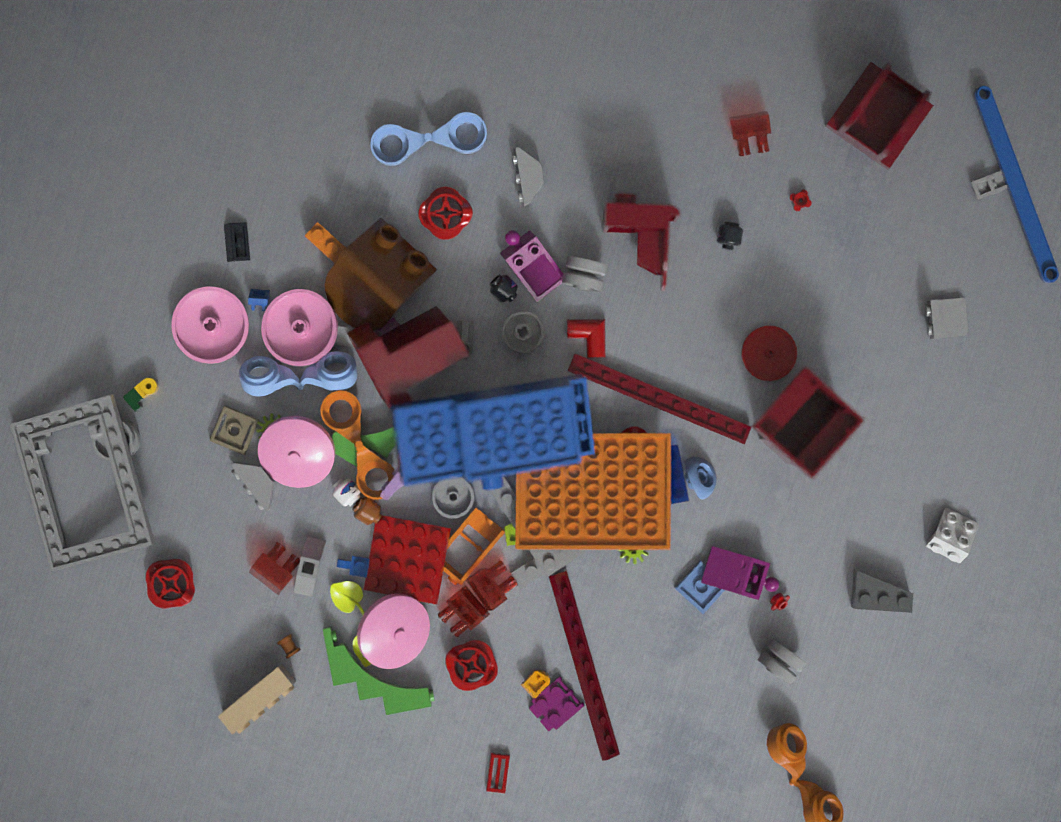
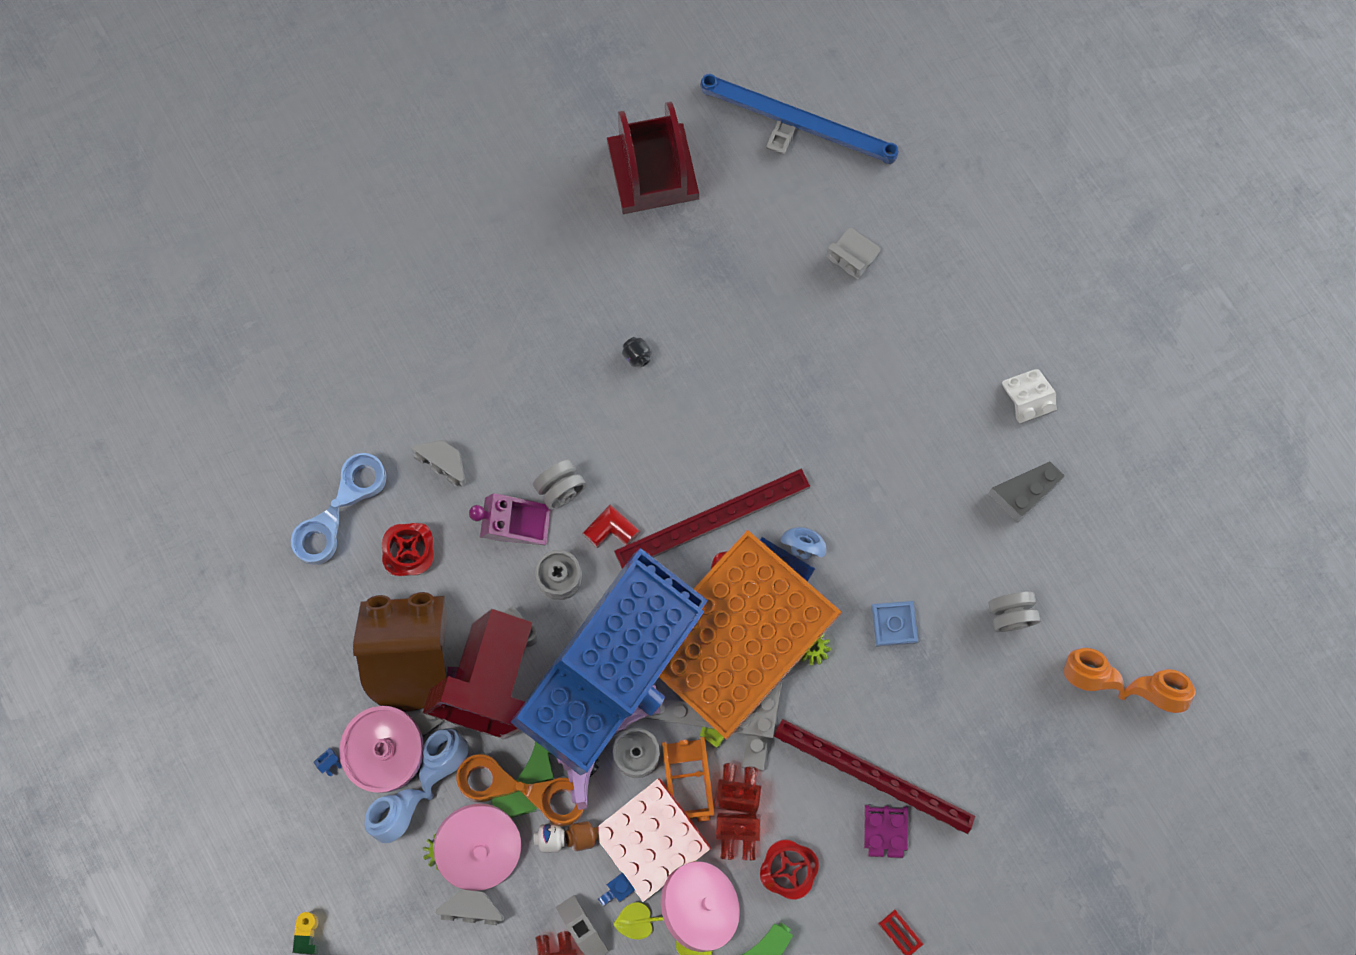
camera: 45 degrees left, 15 degrees down
(210, 325) = (308, 821): bright pink dish -> none
(234, 419) = (402, 876): dark tan piece -> none
(236, 242) = (266, 737): black slope -> none
(325, 242) = (334, 664): orange arch -> none
(503, 288) = (510, 559): black head -> none
(536, 682) = (852, 828): light orange plate -> none
(651, 225) = (568, 397): dark red plate -> none
(733, 573) = (907, 586): magenta slope -> none
(748, 126) = (572, 258): clear red brick -> none
(769, 353) = (756, 405): red piece -> none
(779, 601) = (962, 572): red plate -> none
(805, 200) = (660, 273): red plate -> none
(807, 423) = (838, 413): dark red piece -> none

